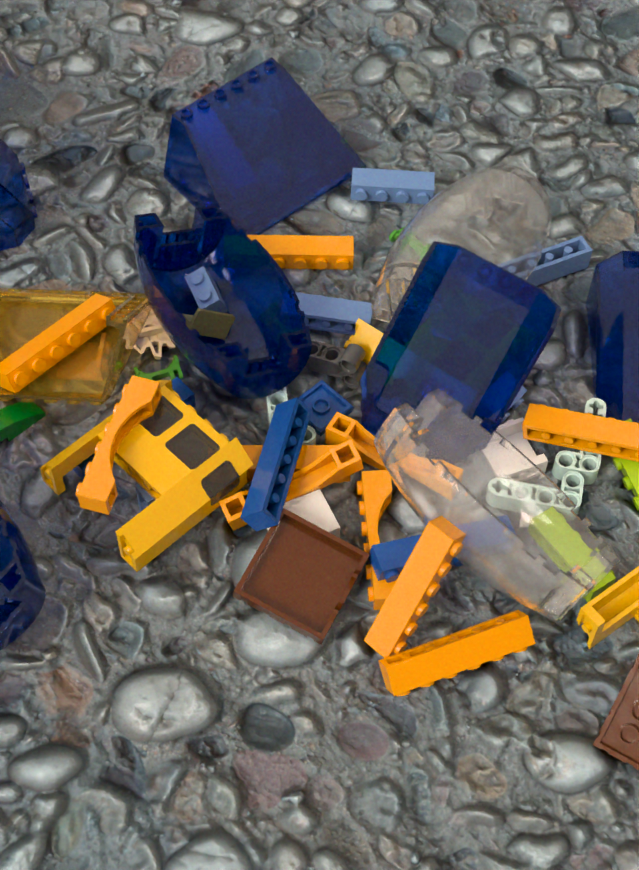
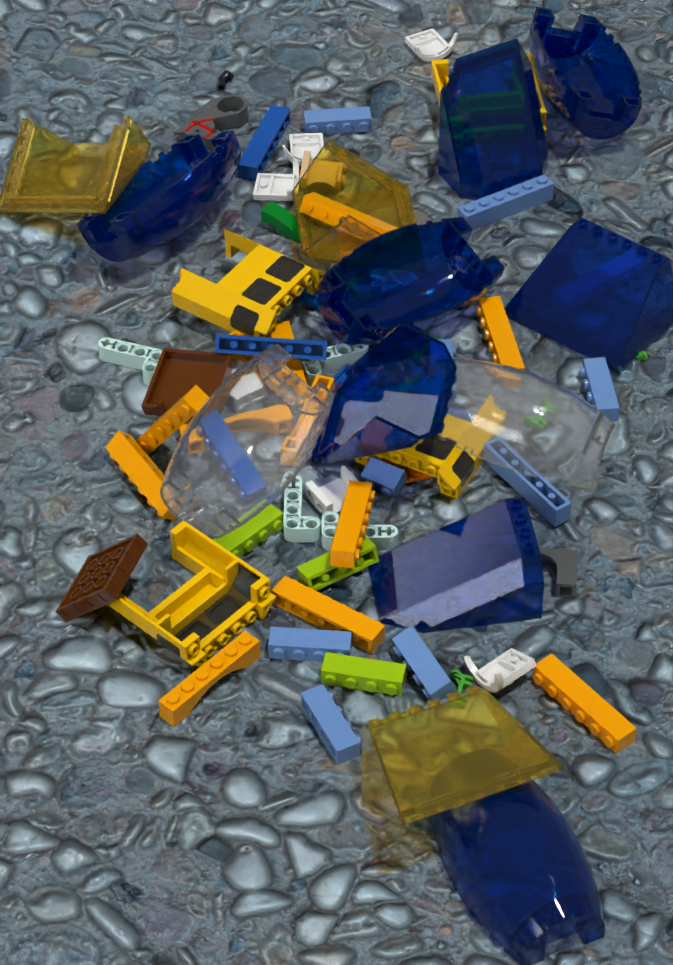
camera: 80 degrees right, 10 degrees down
(58, 203) = (507, 202): none -> medium blue brick
(137, 403) = (281, 251): light orange arch -> none
(206, 291) = (433, 294): medium blue brick -> none
(210, 323) = (398, 297): olive panel -> none
(217, 642) = (130, 355): none -> light aqua beam

